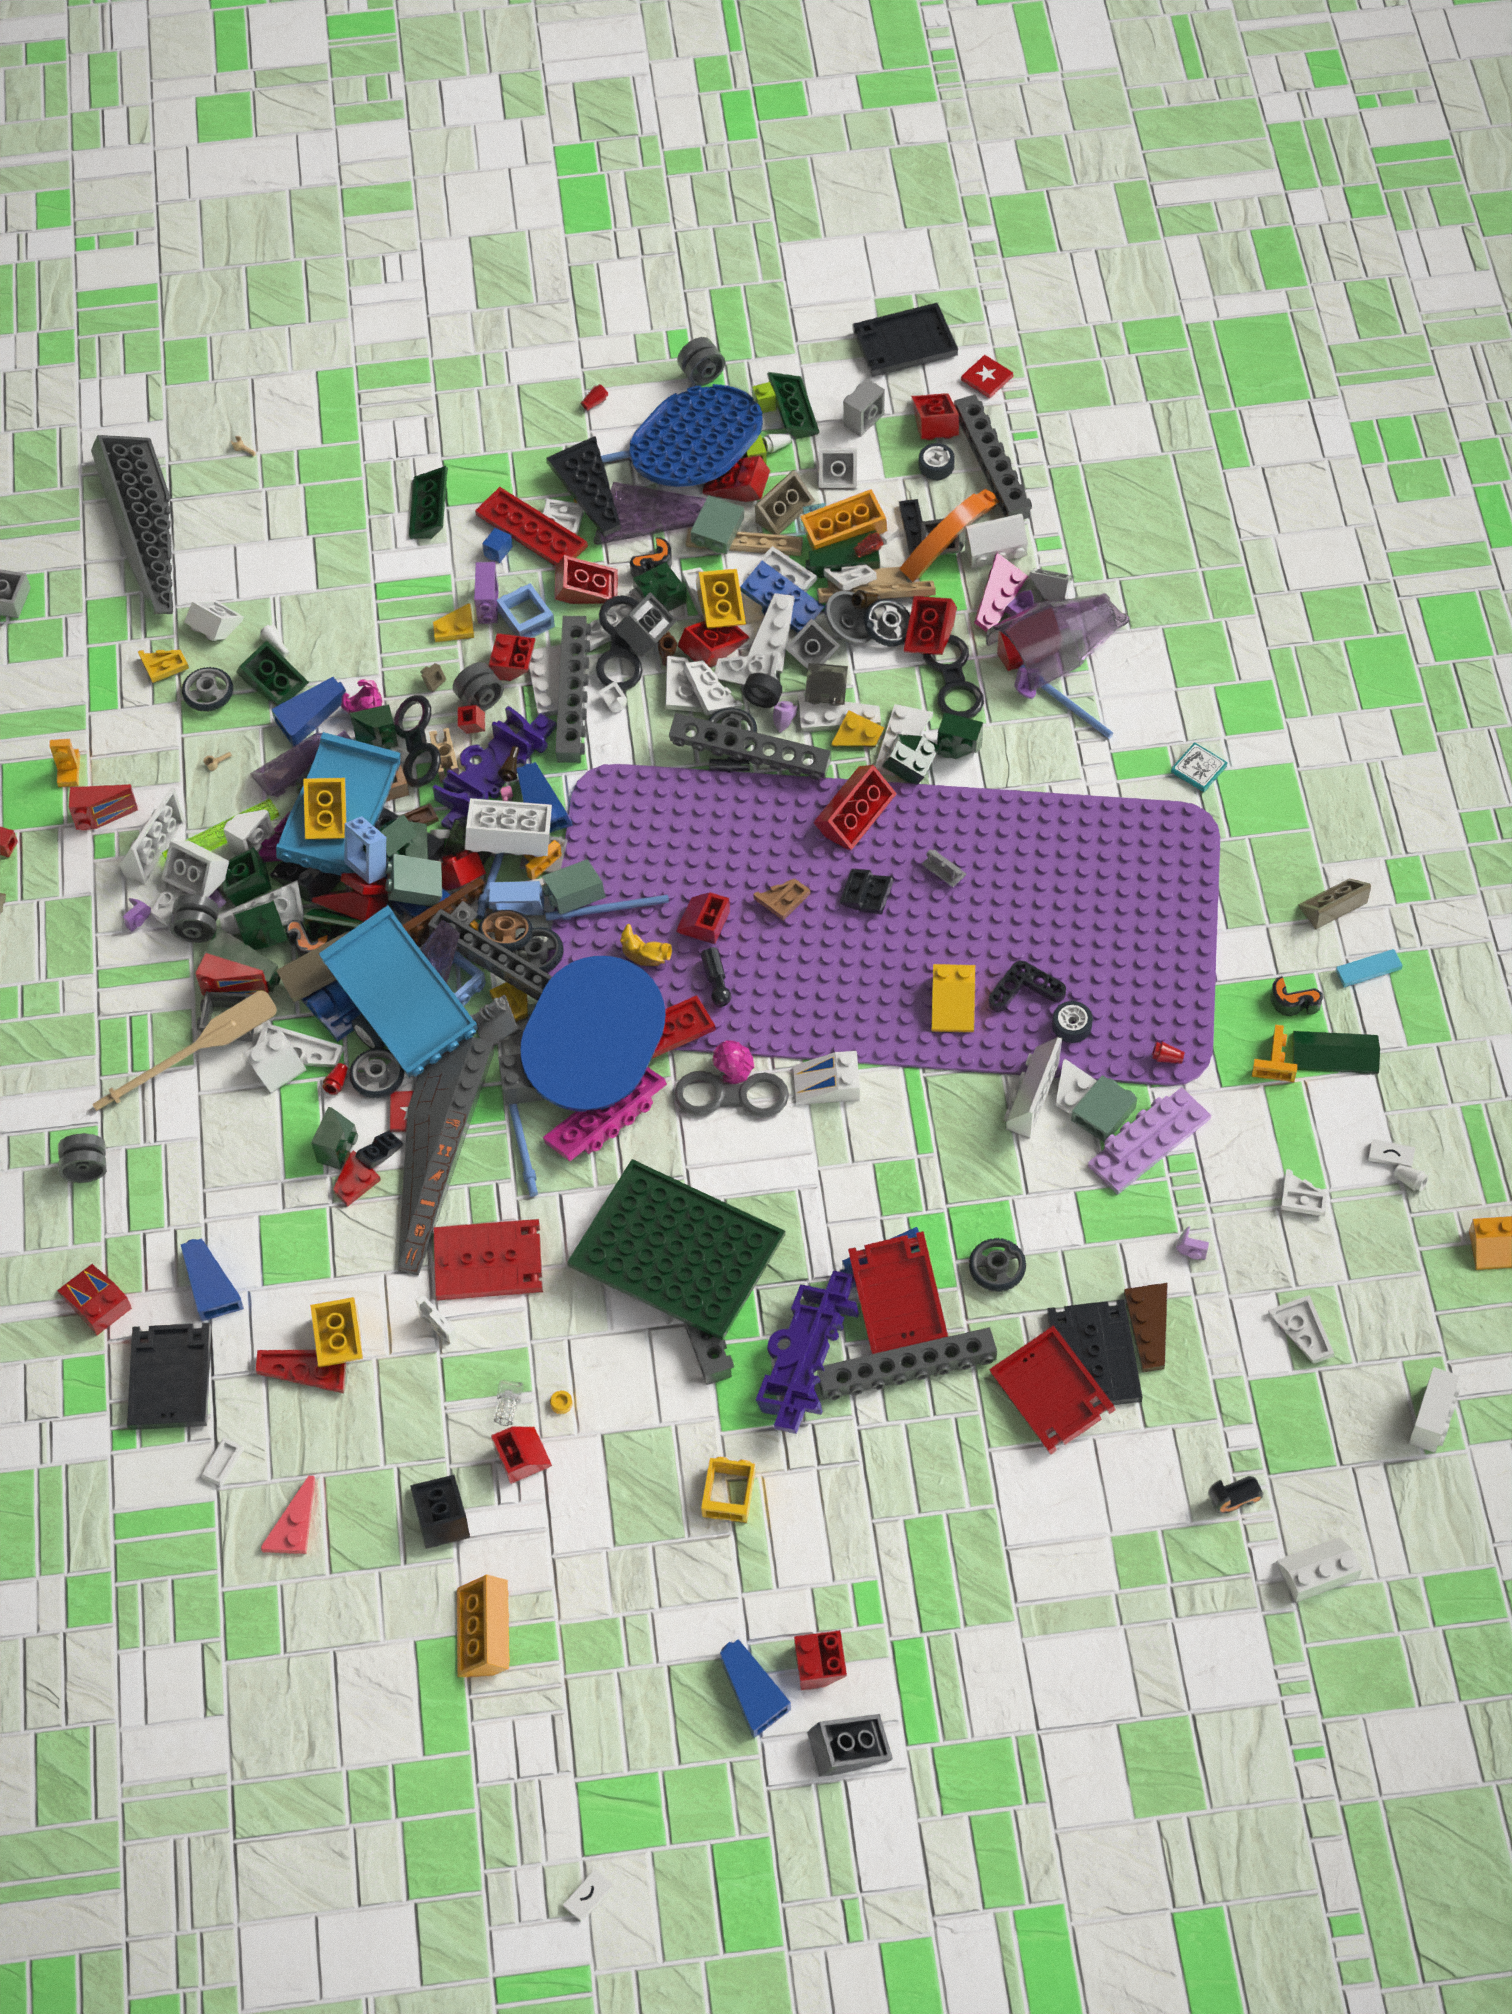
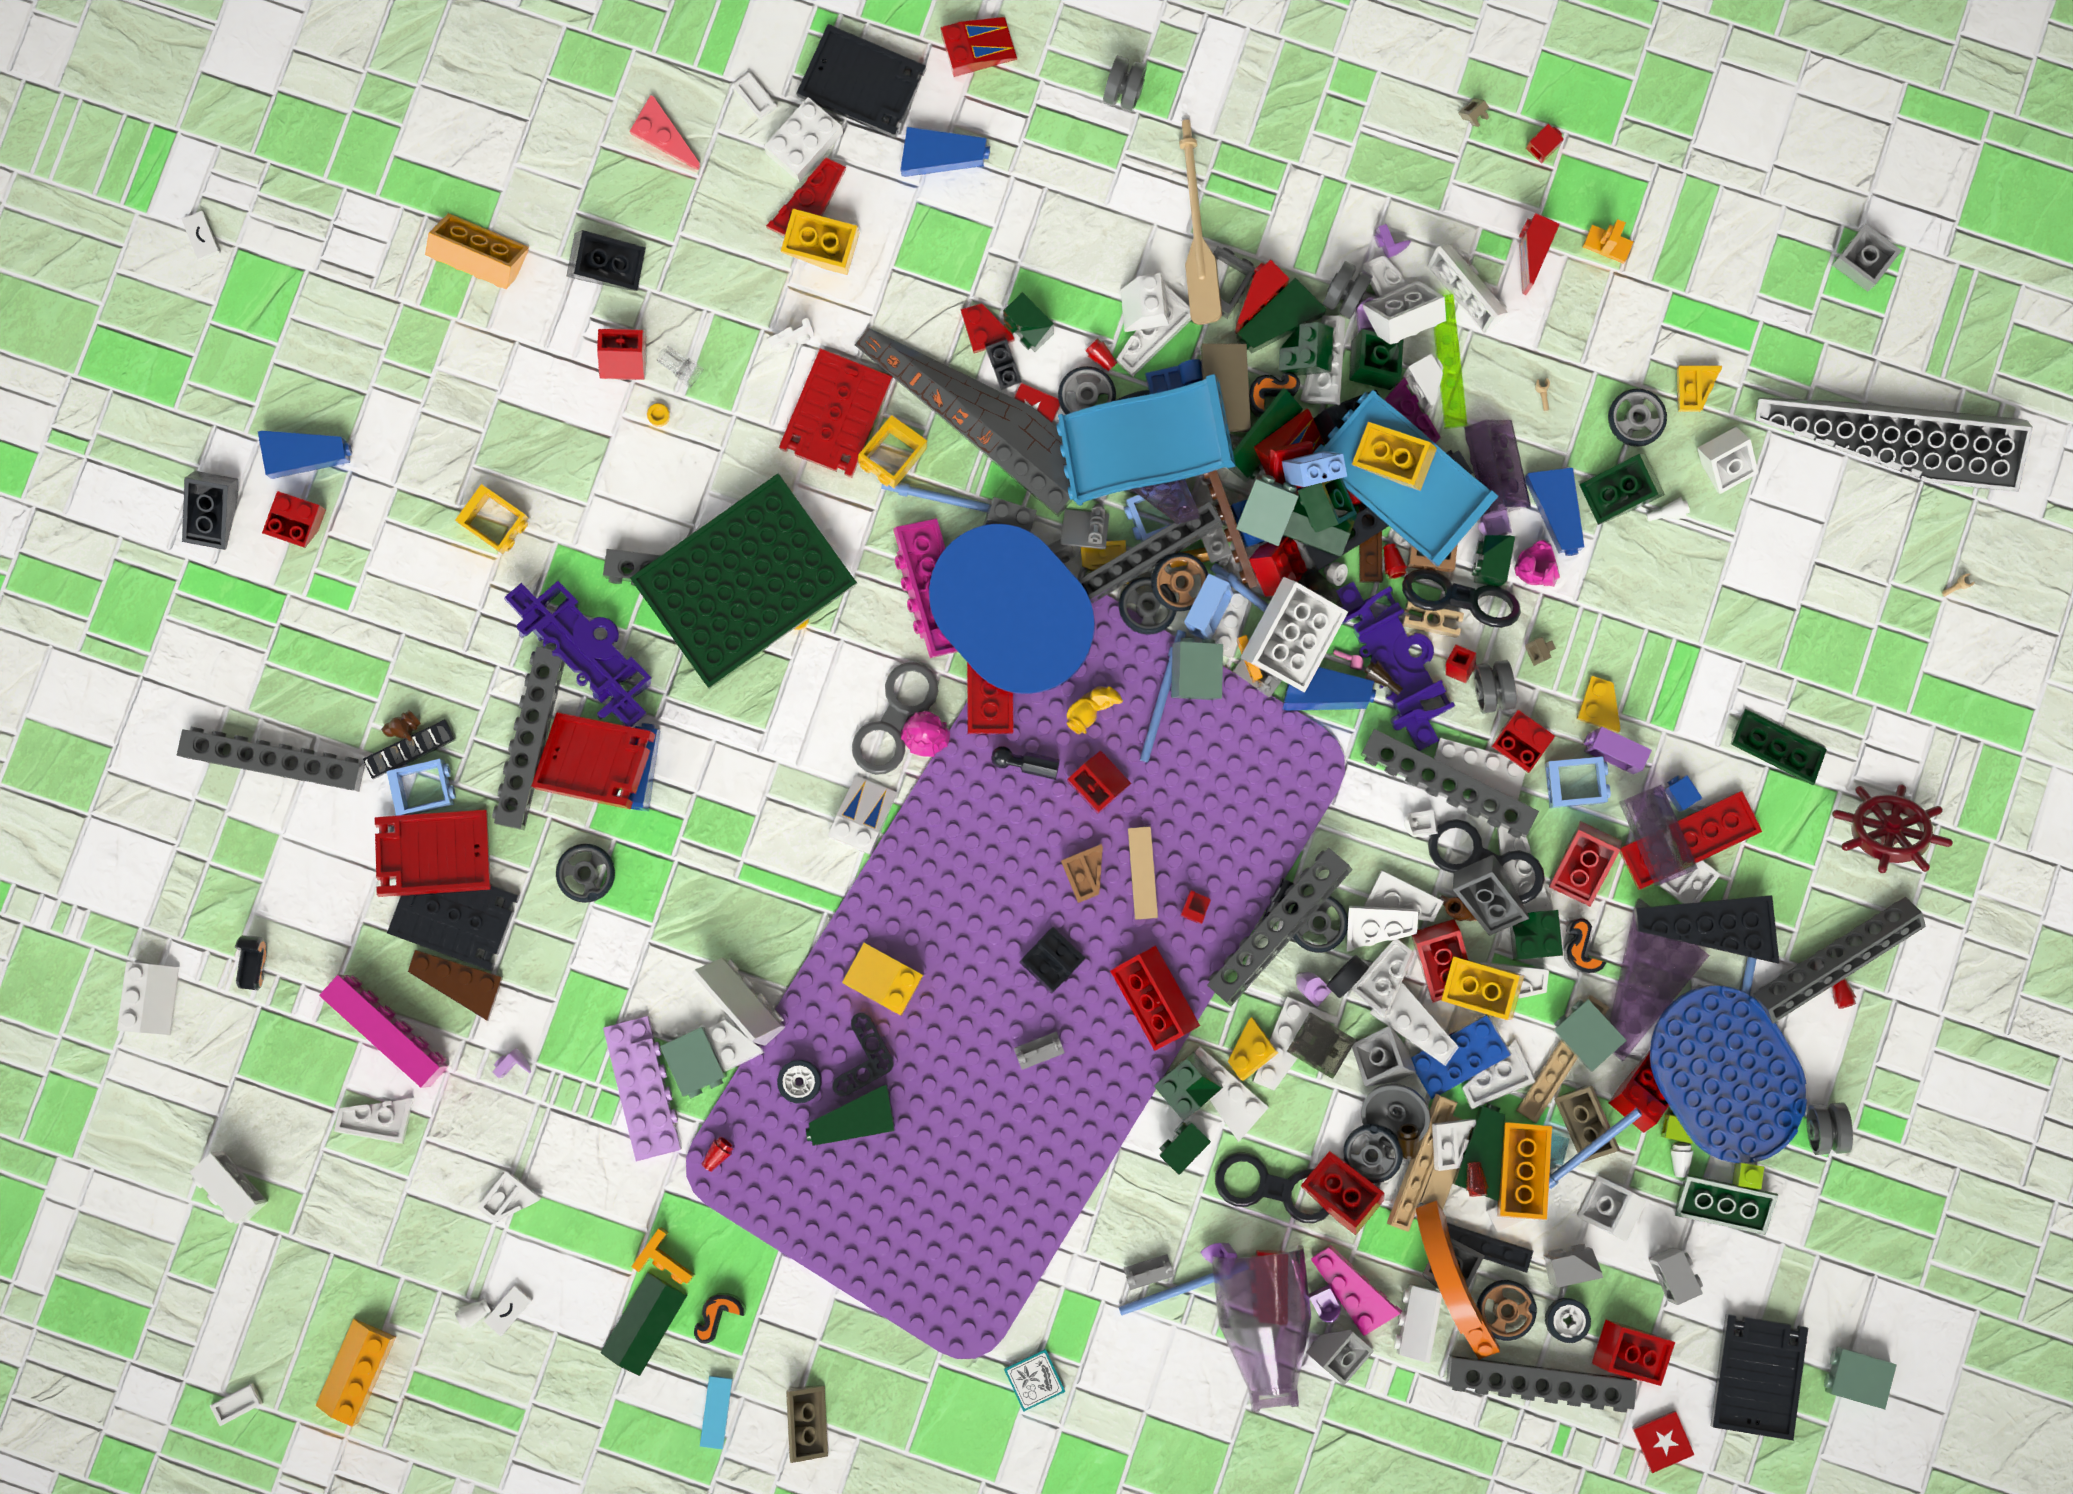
camera: 115 degrees right, 25 degrees up
(247, 1396) = (803, 139): none -> white brick
(410, 800) = (1393, 562): none -> red cone
(455, 405) = (1892, 828): none -> dark red piece
(481, 1191) = (904, 434): none -> yellow window
(514, 383) = (1840, 959): none -> dark grey brick
(540, 543) = (1658, 835): none -> clear purple slope
(760, 860) = (1142, 873): none -> tan tile
(767, 814) = (1195, 907): none -> red panel
(793, 482) = (1593, 1147): none -> medium blue bar
(868, 284) = (1860, 1377): none -> sand green brick
(896, 469) = (1572, 1266): none -> light grey slope
(952, 495) = (1527, 1308): none -> medium nougat wheel
(955, 1474) = (401, 726): none -> reddish brown animal
(972, 1462) = (406, 752): none -> tile
(1013, 1449) = (398, 792): none -> light blue window
(1068, 728) = (1148, 1272): none -> light grey hinge
(1068, 1648) = (190, 748): none -> dark grey brick
(1077, 967) = (859, 1118): none -> dark green slope
(1224, 1351) = (384, 1030): none -> dark pink brick

